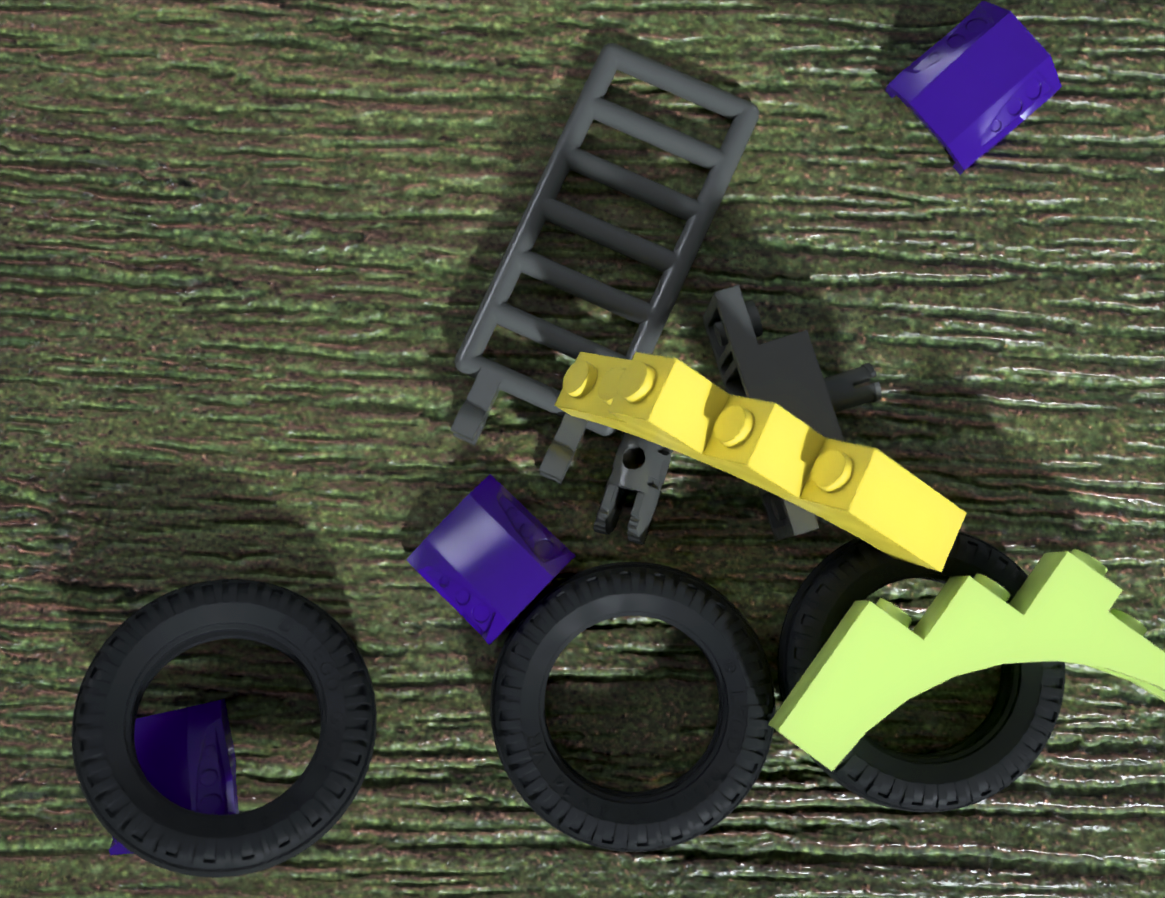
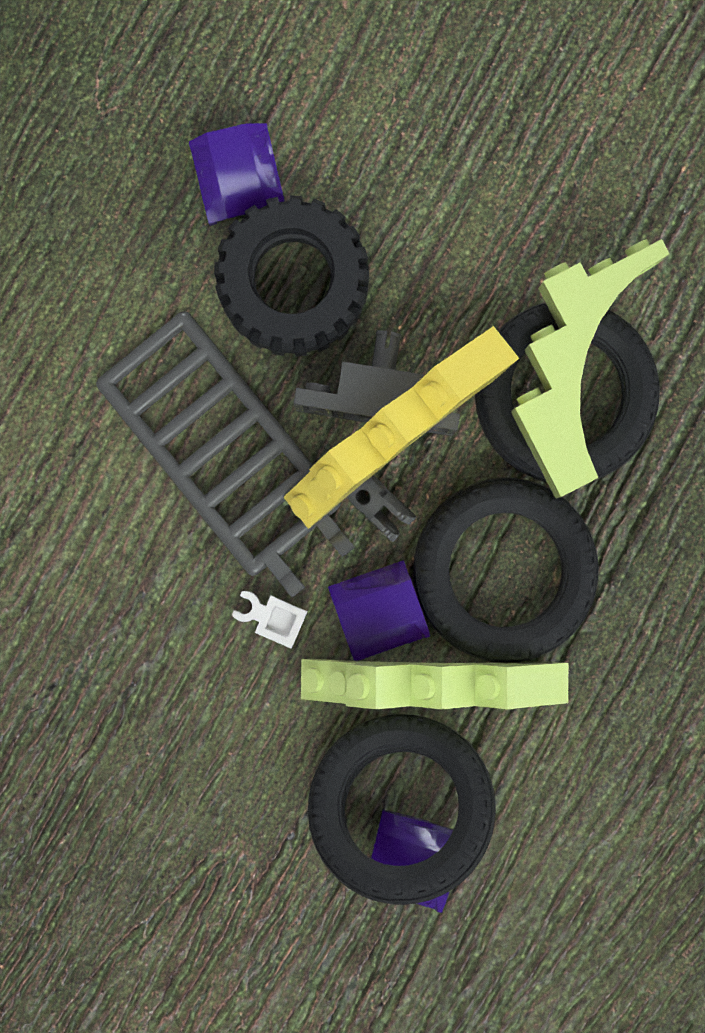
camera: 65 degrees left, 5 degrees up
(411, 428) = (276, 620): none -> white plate
(425, 692) = (435, 684): none -> yellowish green arch
(926, 159) = (282, 224): none -> black tyre

